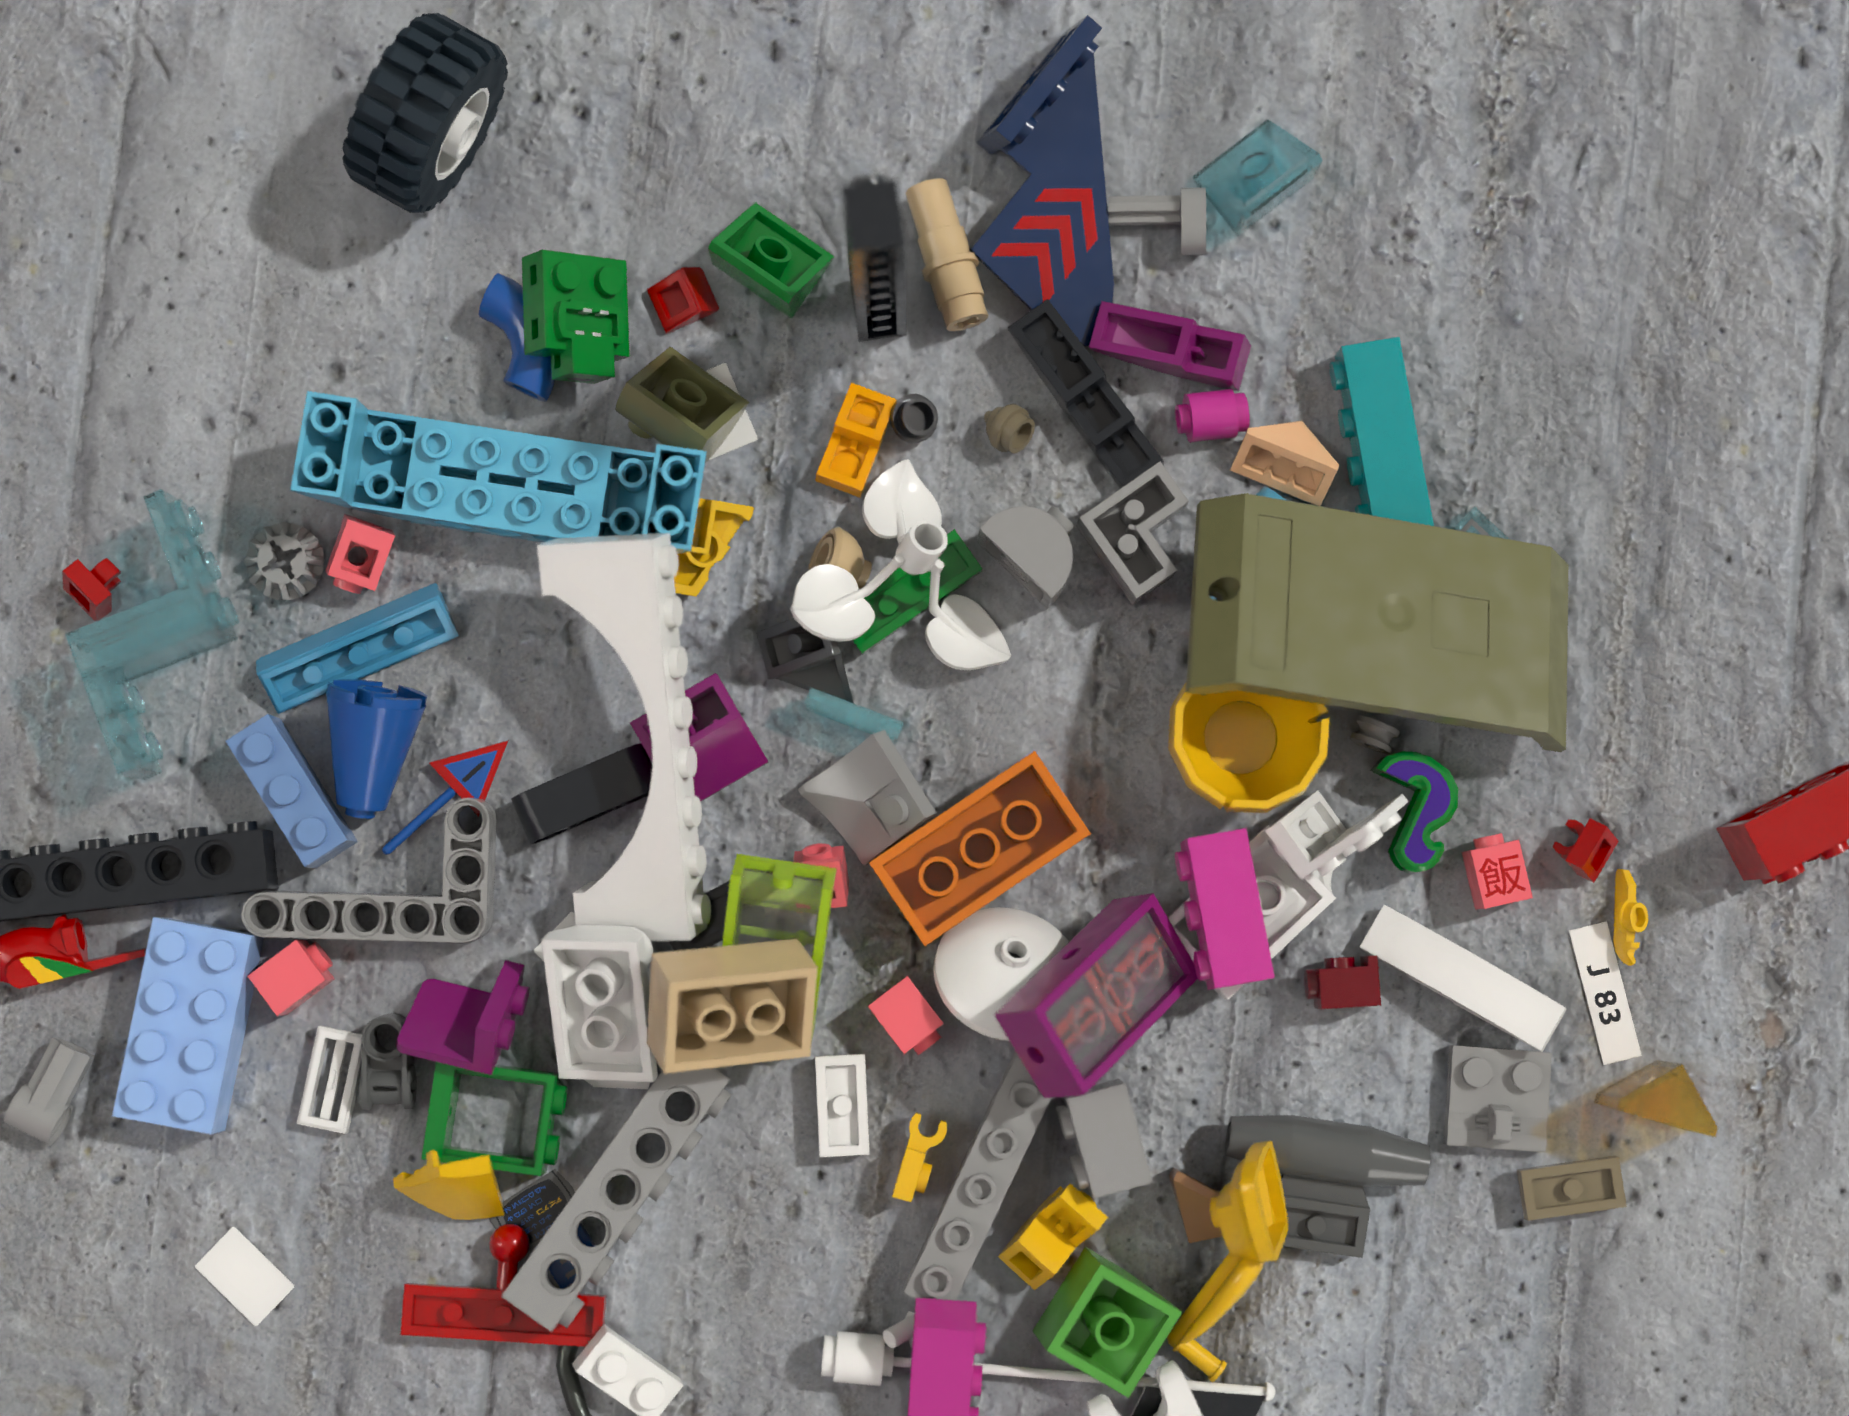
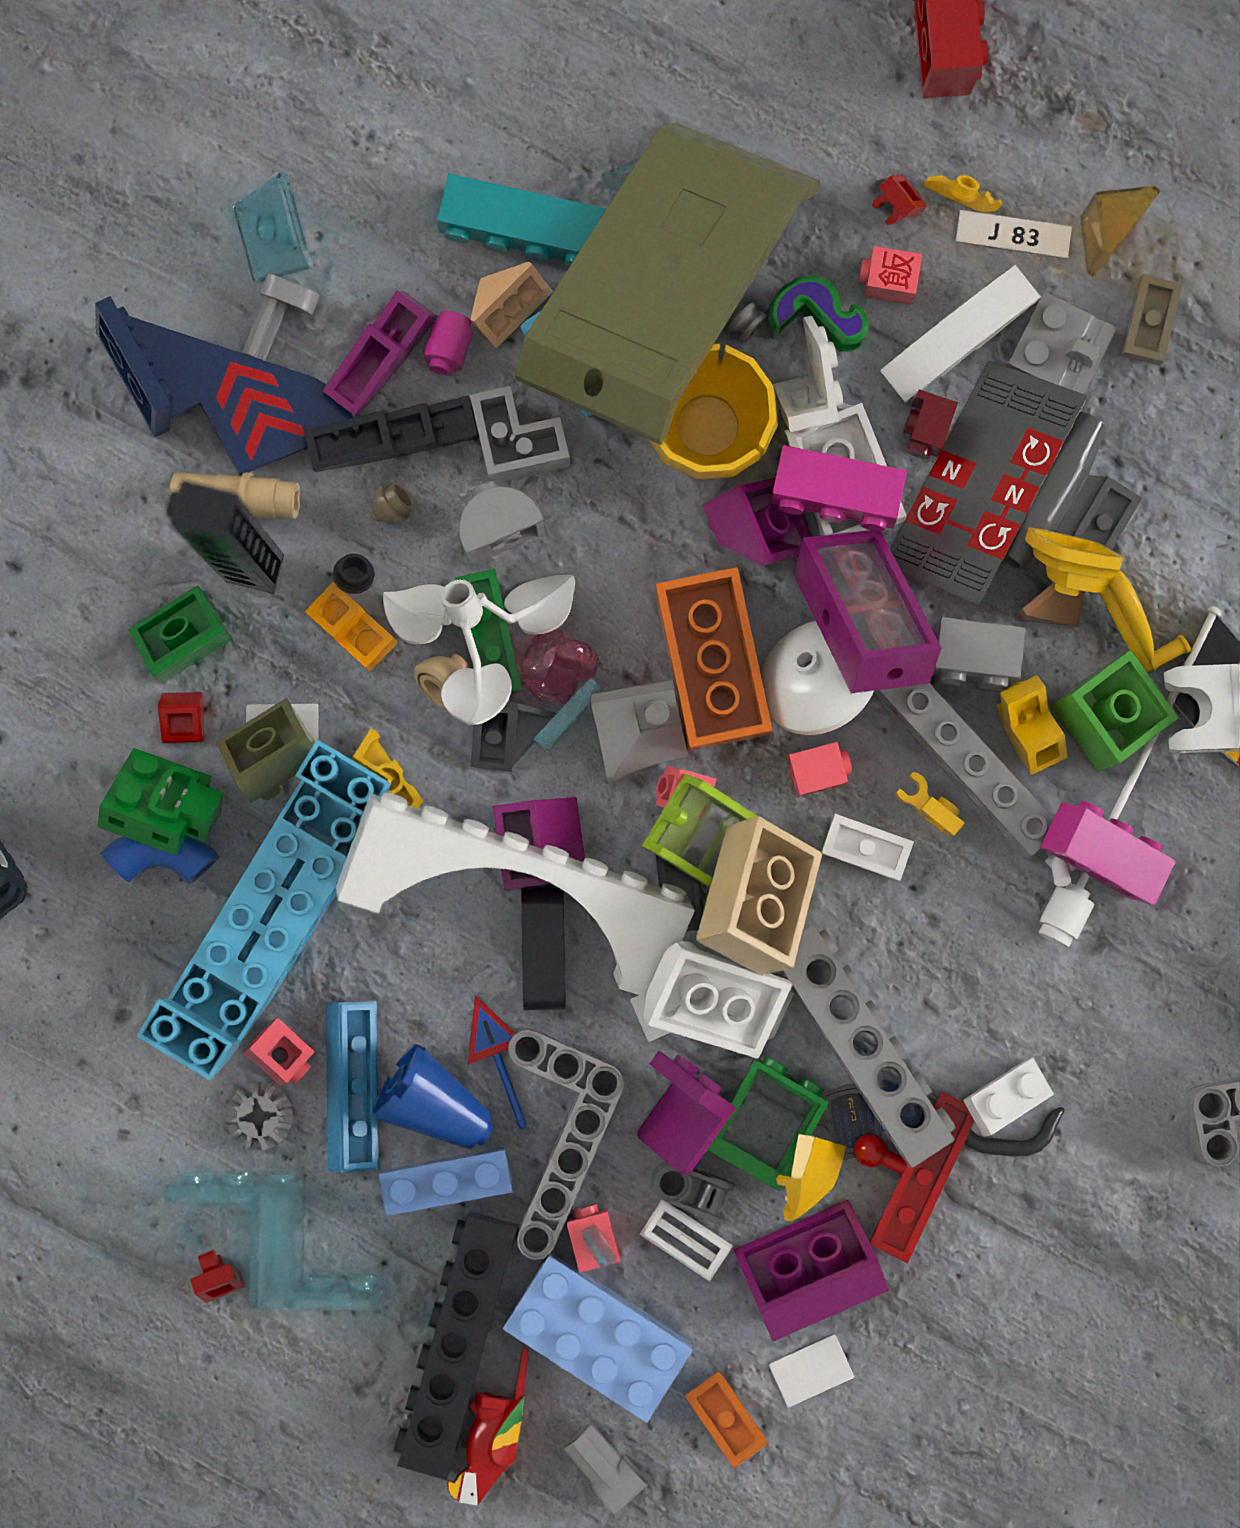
camera: 70 degrees left, 0 degrees up
(152, 1203) = (727, 1419): none -> orange plate
(281, 984) = (598, 1246): none -> clear light blue tile
(351, 1230) = (811, 1270): none -> magenta slope
(902, 680) = (556, 665): none -> clear pink hair
(1145, 834) = (755, 527): none -> magenta slope
(1306, 1072) = (985, 481): none -> dark grey sticker

